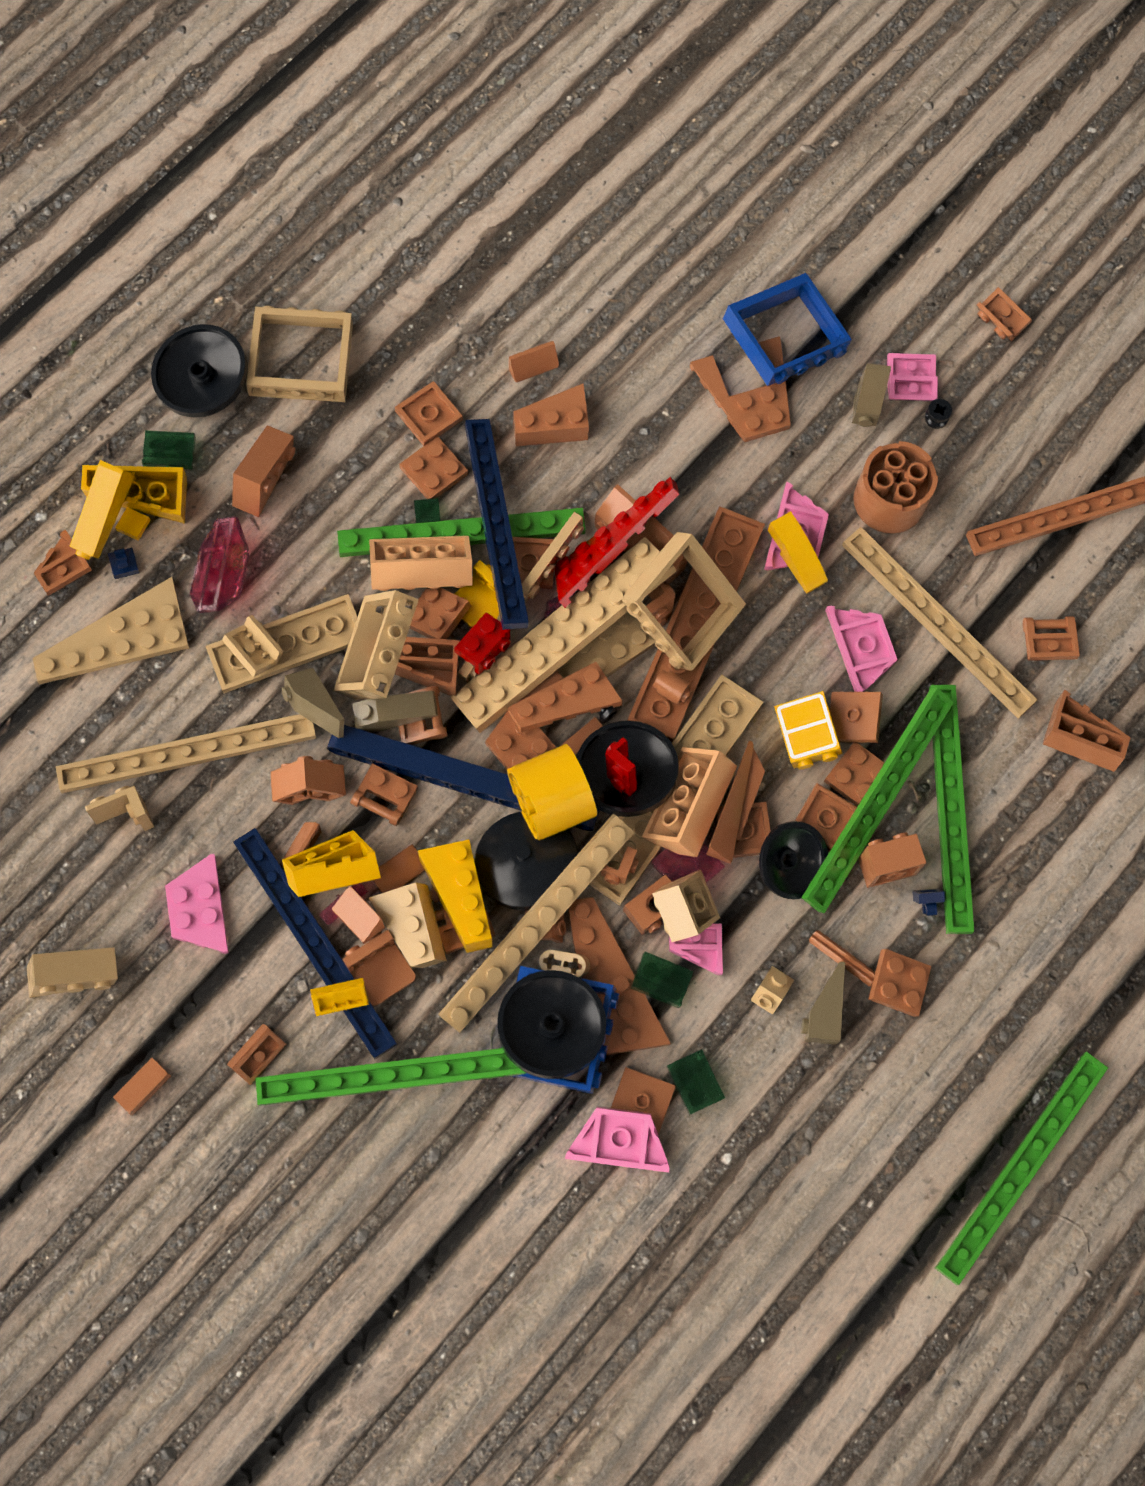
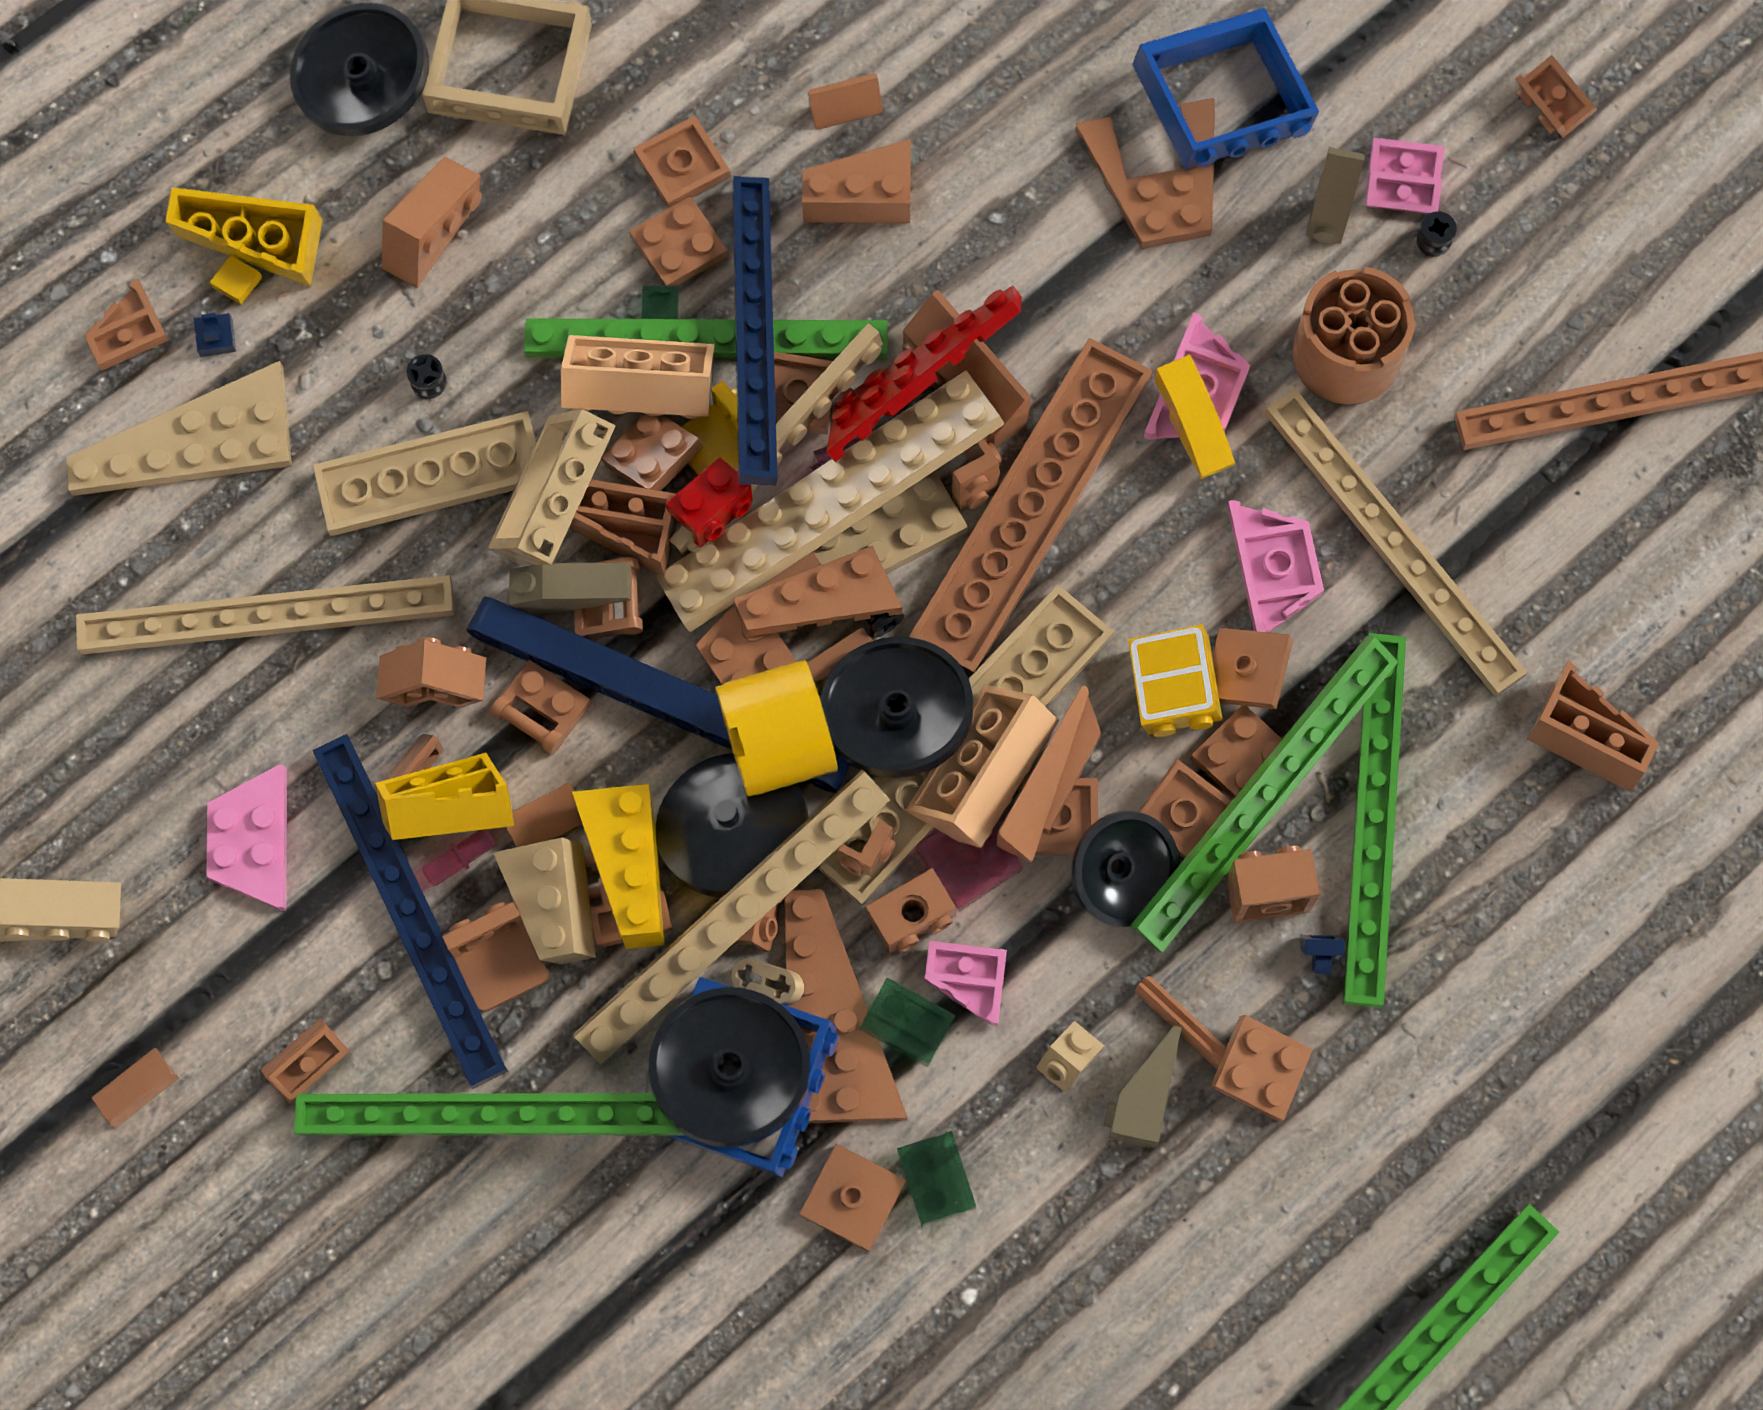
camera: 15 degrees right, 0 degrees up
(100, 509) = (187, 253): yellow slope -> none
(124, 800) = (163, 674): tan bracket -> none
(168, 449) = (301, 178): clear green plate -> none
(220, 566) = (350, 353): clear pink wedge -> none
(253, 646) = (379, 472): tan bracket -> none
(270, 573) = (423, 368): none -> black wheel
(313, 701) = (453, 559): dark tan slope -> none
(339, 997) = (431, 991): yellow plate -> none
(358, 915) = (474, 876): slope -> none
(620, 768) = (882, 702): red bracket -> none
(620, 1140) = (812, 1249): bright pink wing -> none
(672, 687) = (980, 595): nougat brick -> none
(686, 906) = (954, 918): tan slope -> none
(713, 628) = (1083, 477): tan window -> none
(1051, 645) = (1559, 593): nougat plate -> none

